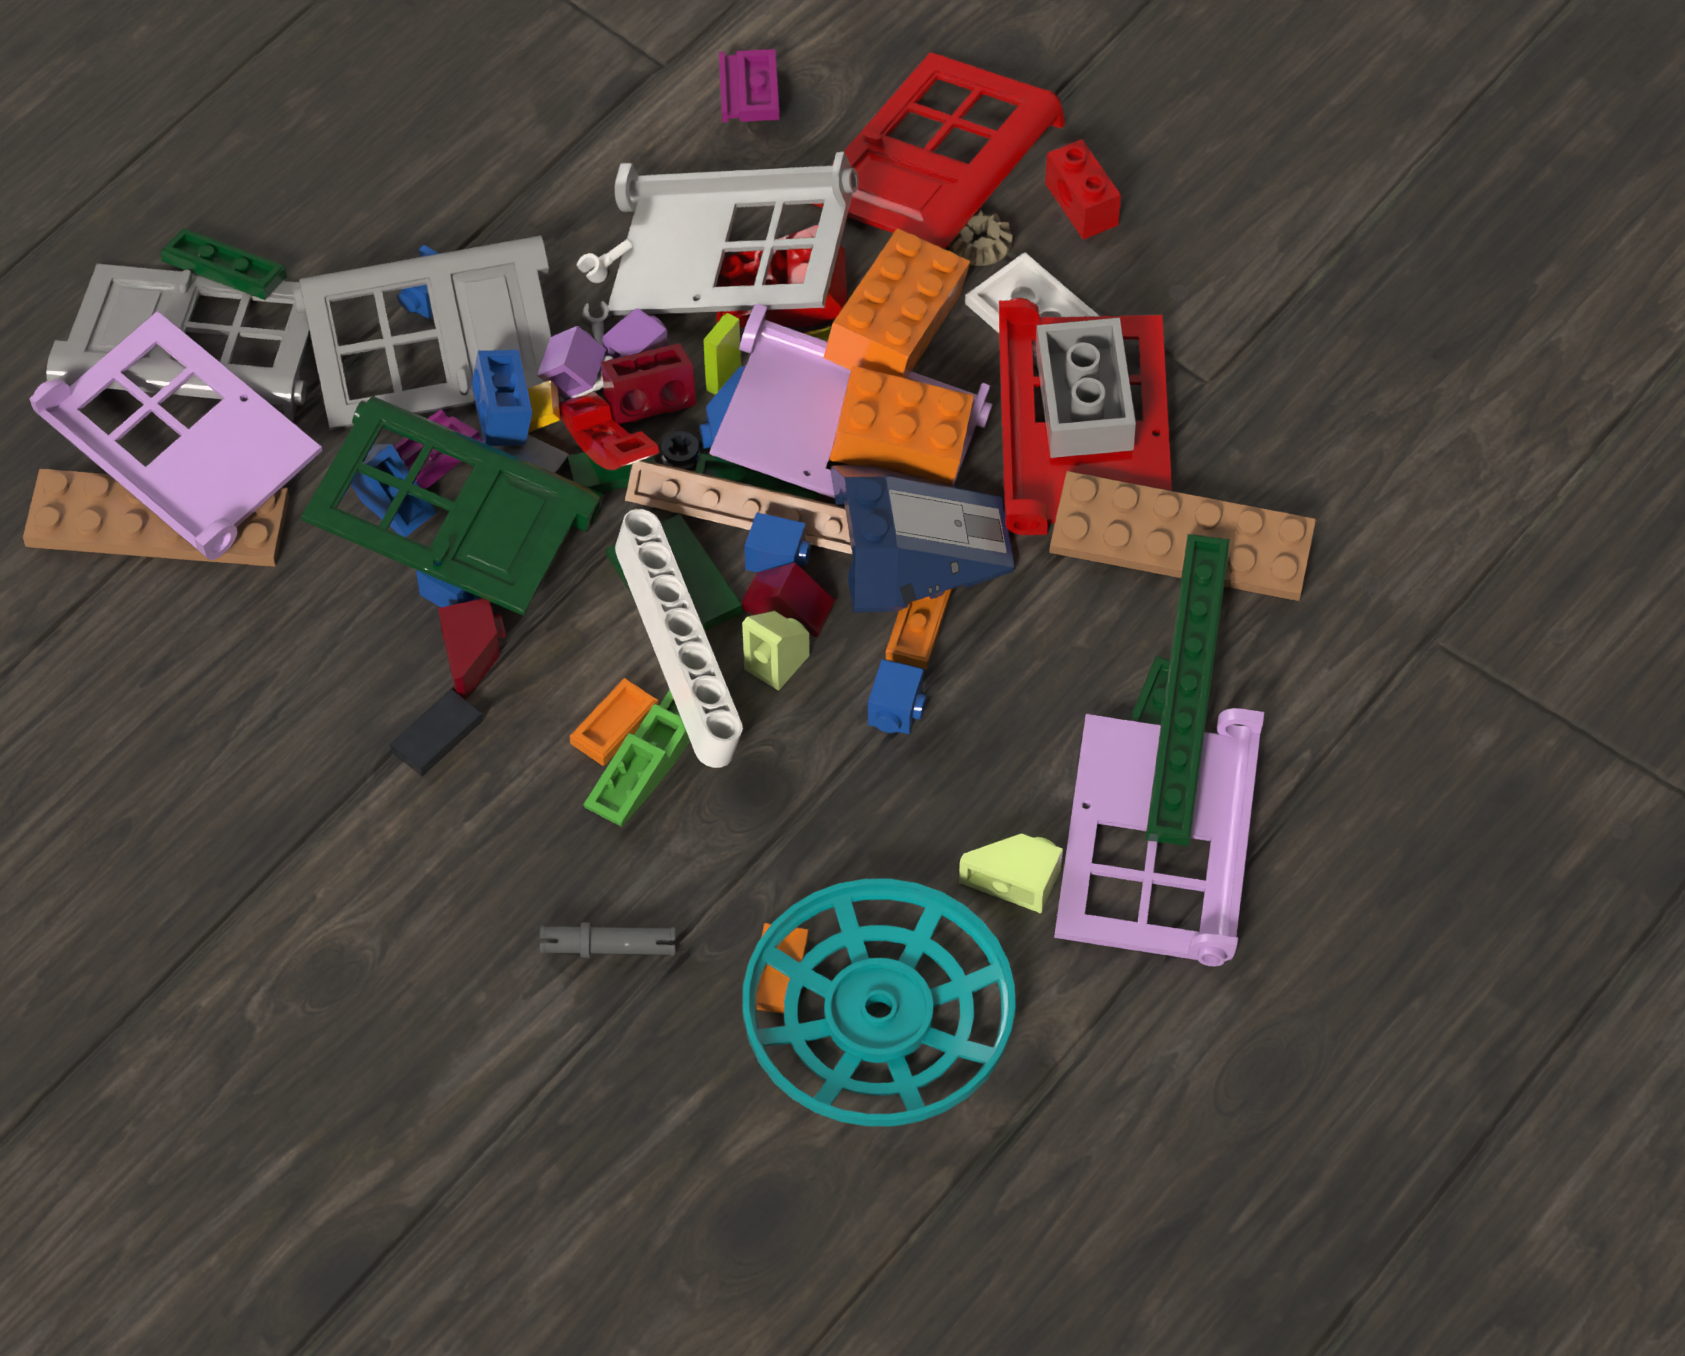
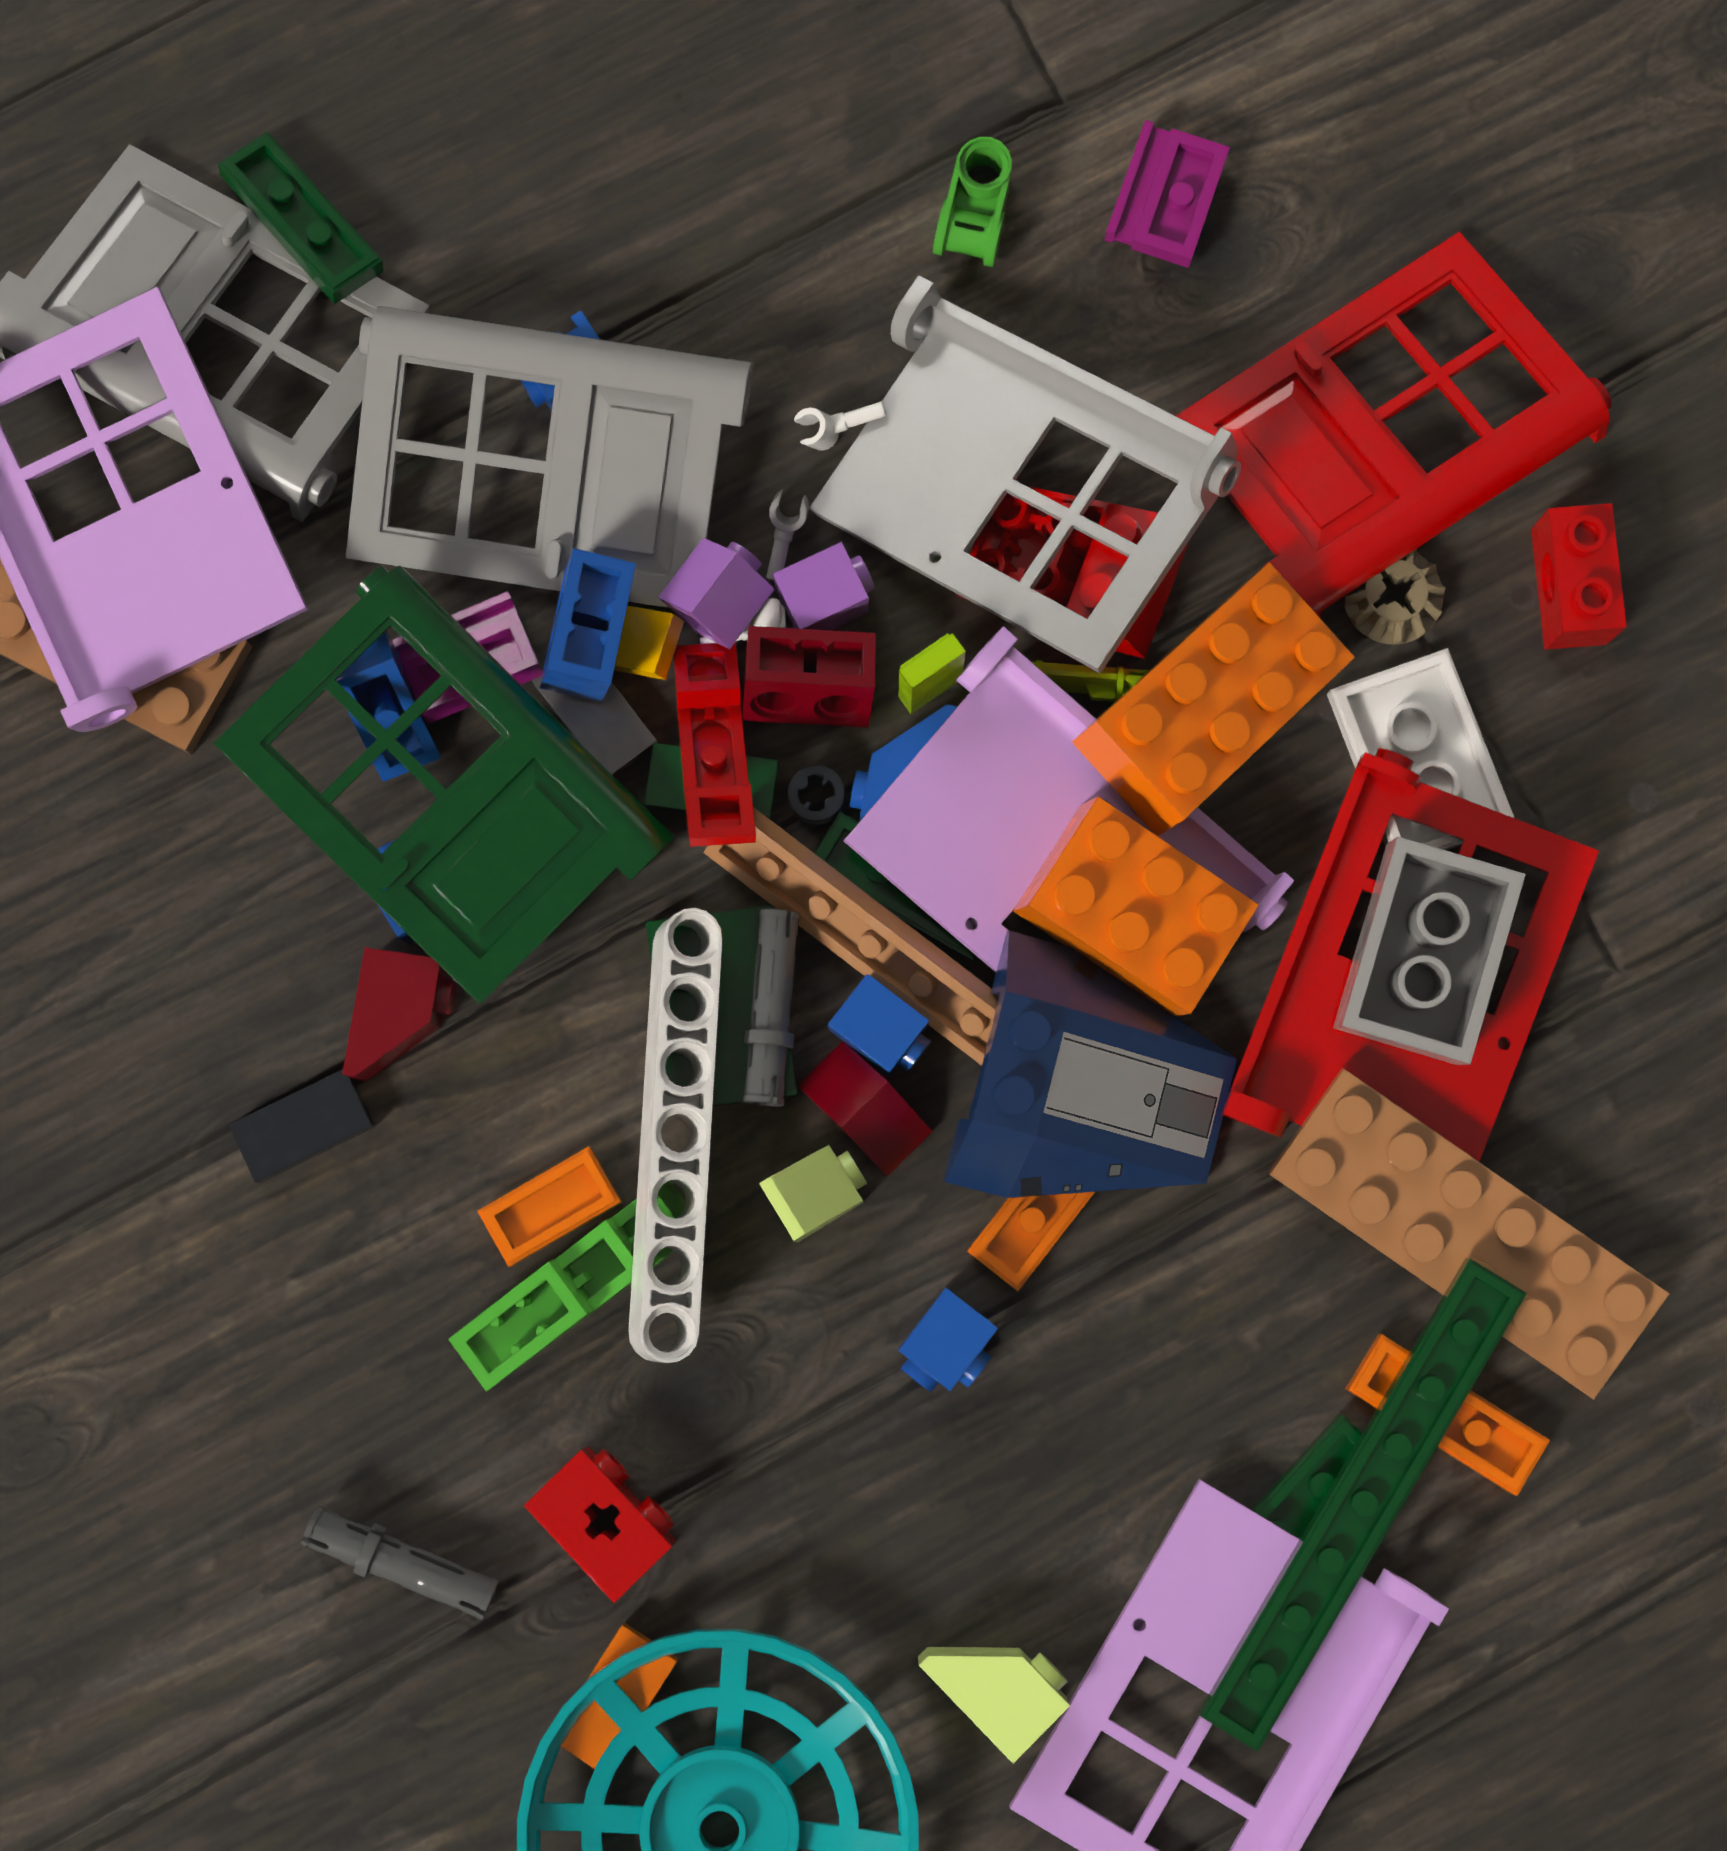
camera: 25 degrees right, 25 degrees up
(636, 122) = (973, 211): none -> bright green piece
(710, 572) = (771, 1006): none -> dark grey pin
(726, 869) = (567, 1515): none -> red brick
(1236, 641) = (1478, 1435): none -> orange tile

